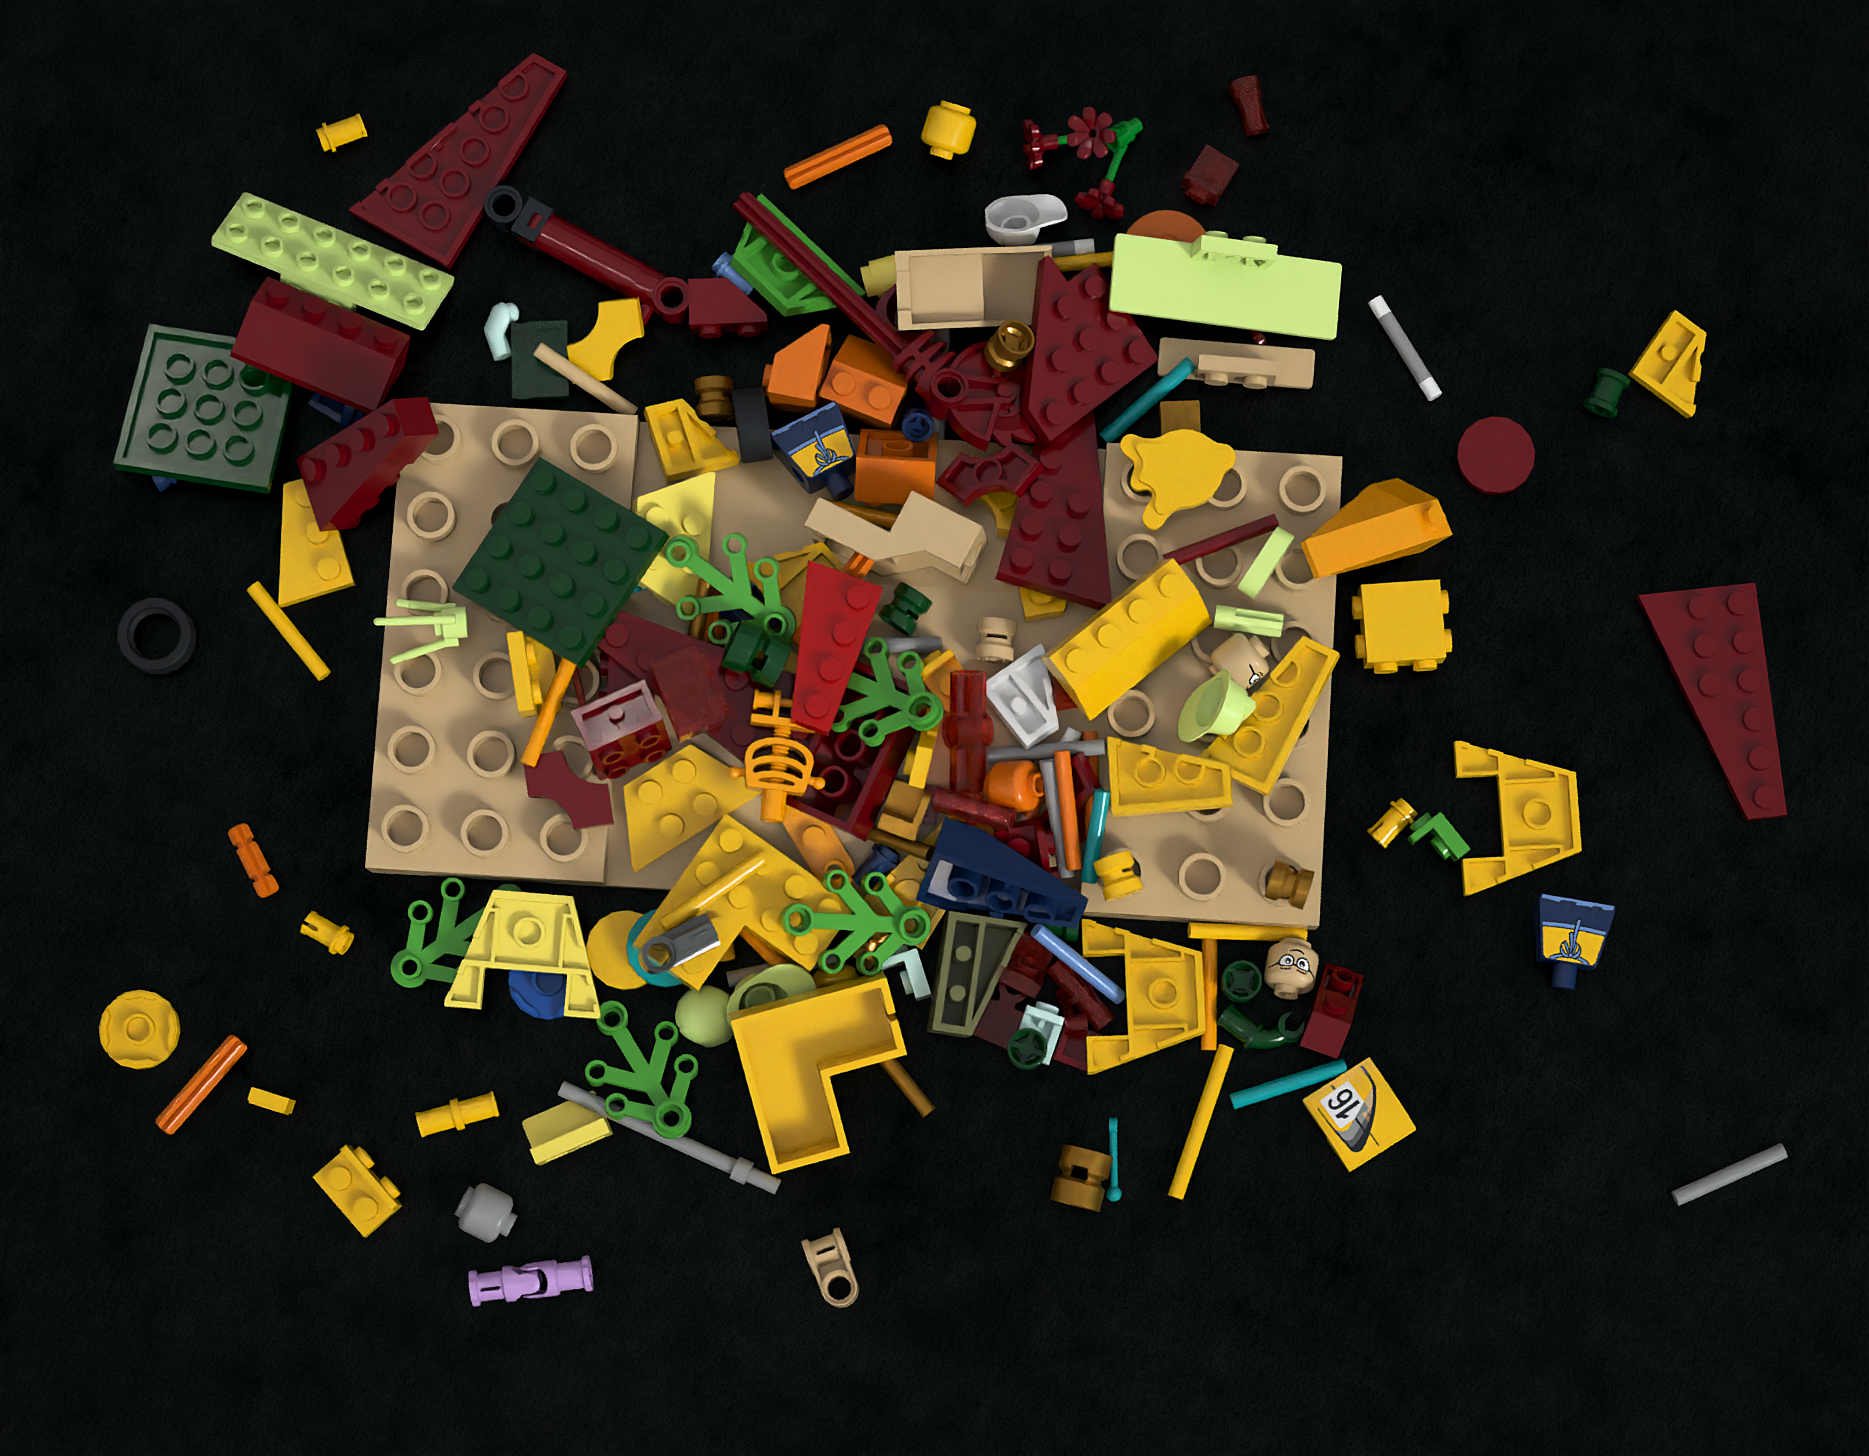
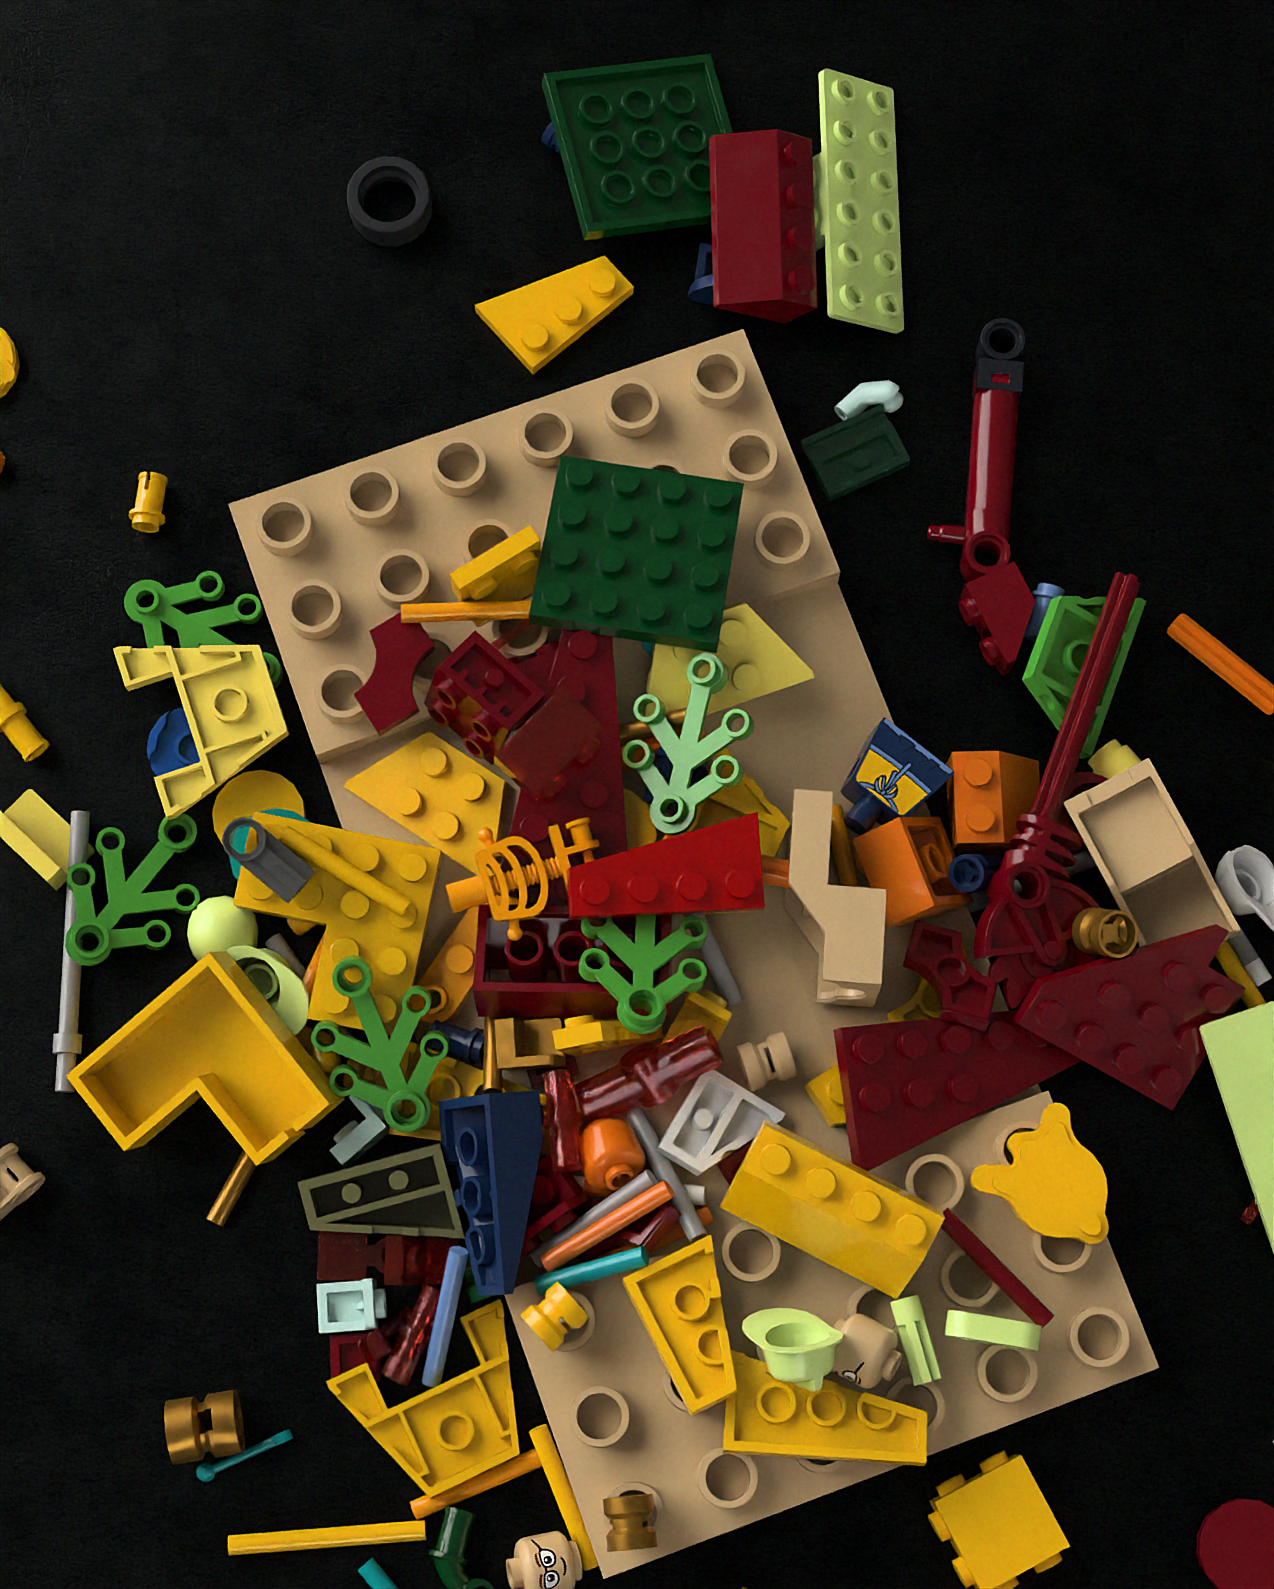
camera: 60 degrees right, 5 degrees down
(253, 860) = (196, 396): orange axle -> none
(288, 631) = (453, 328): yellow bar -> none
(341, 132) = (1000, 153): yellow pin -> none
(363, 459) = (660, 313): dark red wedge -> none
(444, 185) = (984, 273): dark red wing -> none
(447, 620) = (521, 469): yellowish green plant -> none
(584, 380) = (854, 505): tan bar -> none
(616, 325) = (926, 509): yellow tile -> none
(685, 442) = (836, 636): yellow wing -> none
(714, 400) = (898, 648): pearl gold wheel -> none
(743, 647) = (631, 783): dark green wheel -> none
(752, 424) = (885, 694): black tyre -> none
(799, 373) = (969, 719): orange slope -> none
(905, 609) = (756, 946): dark green wheel -> none
(1029, 1043) = (314, 1299): dark green wheel -> none
(1148, 400) = (1119, 1118): teal bar -> none
(1179, 415) = (1117, 1161): pearl gold panel -> none
(1239, 363) = (1209, 1199): tan bracket -> none
(1245, 976) = (499, 1519): dark green wheel -> none
(1376, 527) = (1095, 1442): light orange wedge -> none

